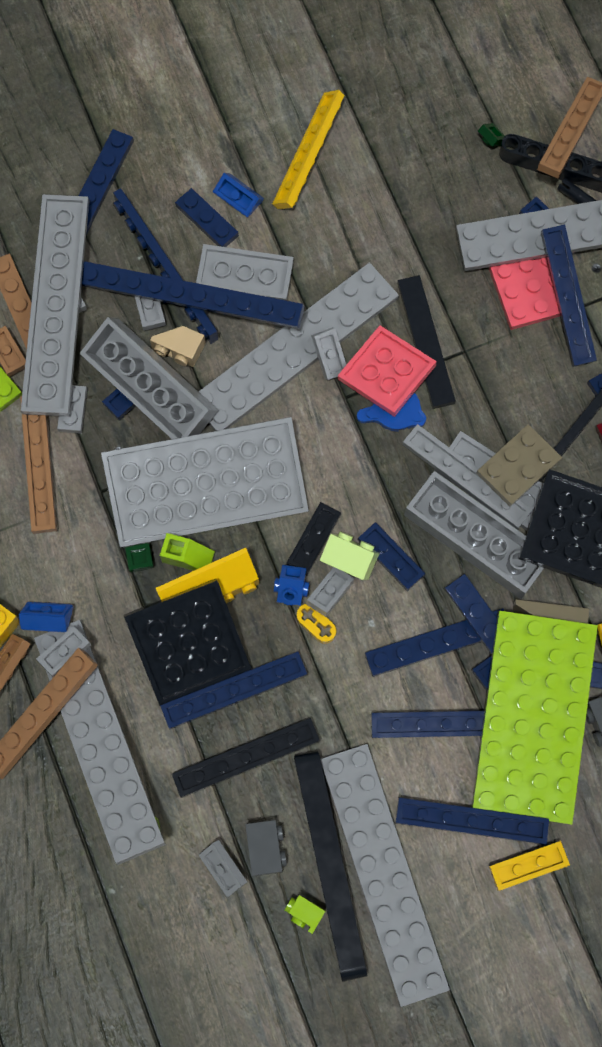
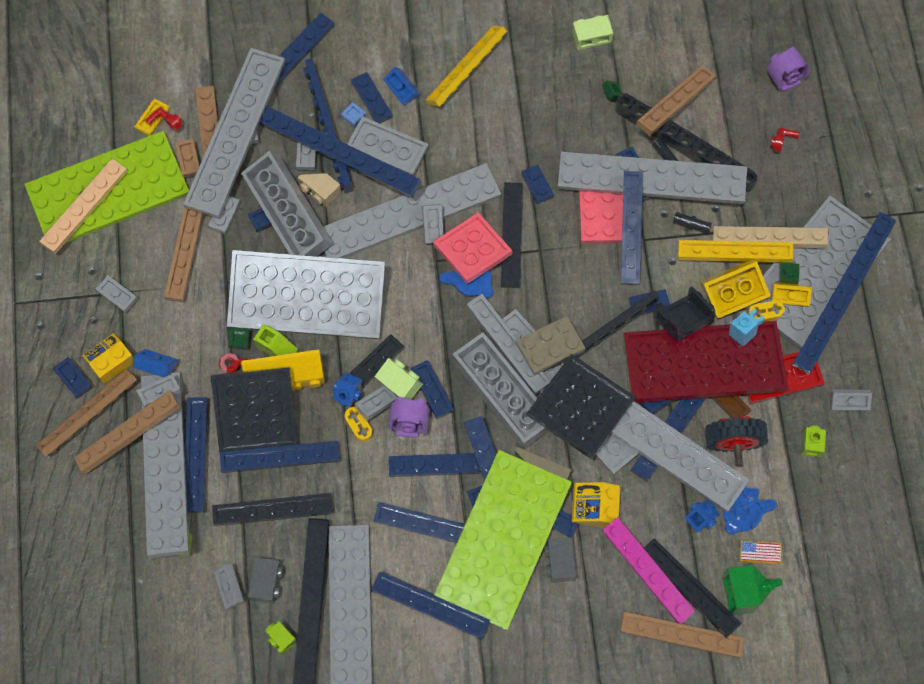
camera: 15 degrees right, 5 degrees down
(131, 713) = (196, 453): none -> dark blue plate
(143, 589) = (235, 362): none -> red plate
(190, 244) = (353, 114): none -> medium blue tile
(376, 599) = (408, 417): none -> medium lavender brick
(437, 272) = (537, 184): none -> dark blue plate
(445, 69) = (592, 32): none -> yellowish green brick
(529, 866) = (463, 651): yellow plate -> none

